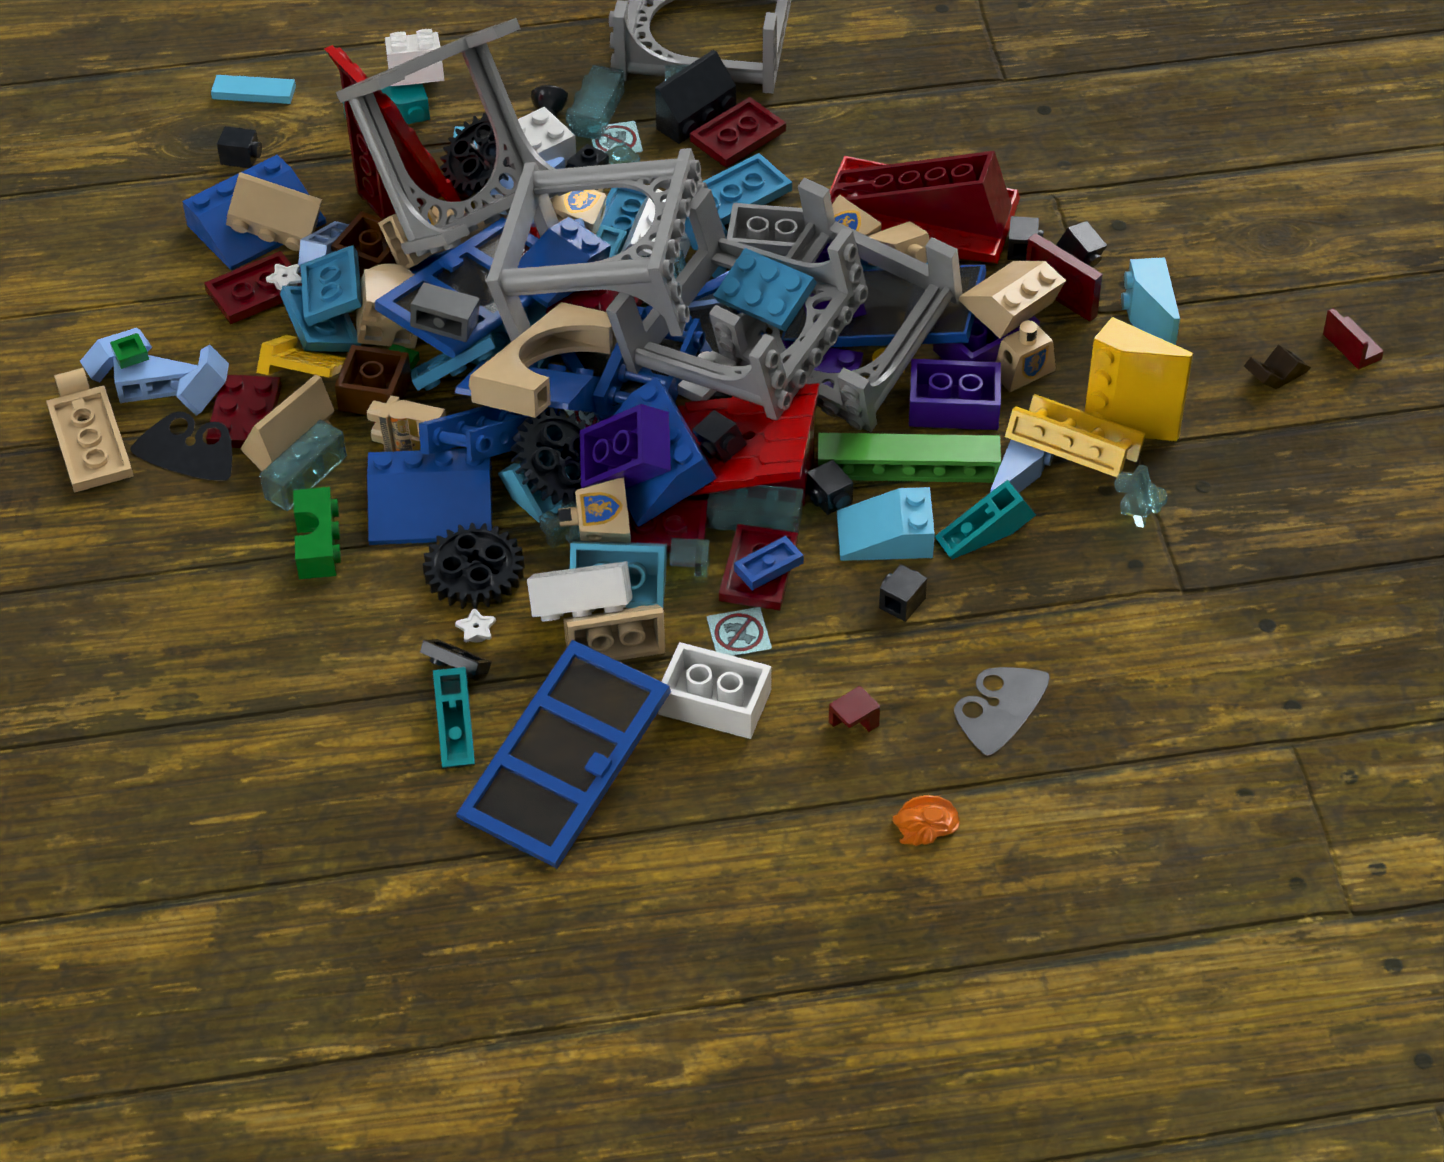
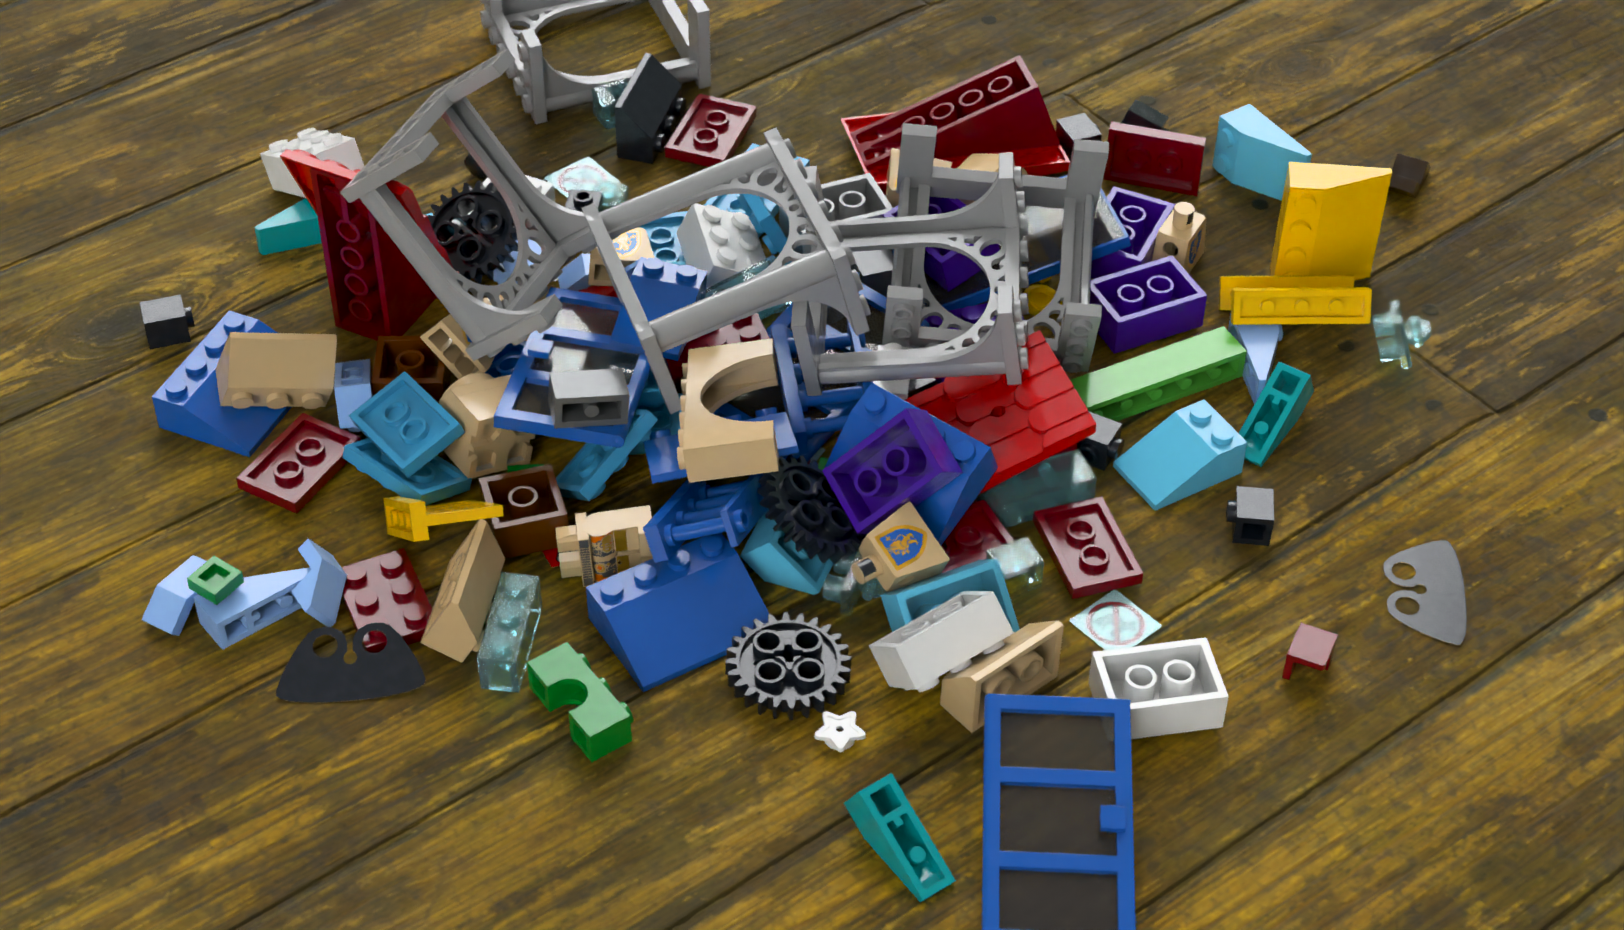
camera: 30 degrees left, 5 degrees down
(89, 447) = (230, 706): tan hinge -> none
(253, 89) = (132, 257): medium azure tile -> none
(284, 276) = (334, 437): white plate -> none
(447, 654) = (831, 773): black plate -> none
(595, 102) = (539, 145): clear light blue brick -> none
(719, 437) = (977, 418): black brick -> none
(765, 289) = (916, 255): dark azure plate -> none
(768, 562) = (1106, 536): blue plate -> none
(926, 819) = (1462, 735): orange hat -> none
(1013, 295) = (1142, 183): tan slope -> none
(1351, 340) = (1447, 129): dark red panel -> none

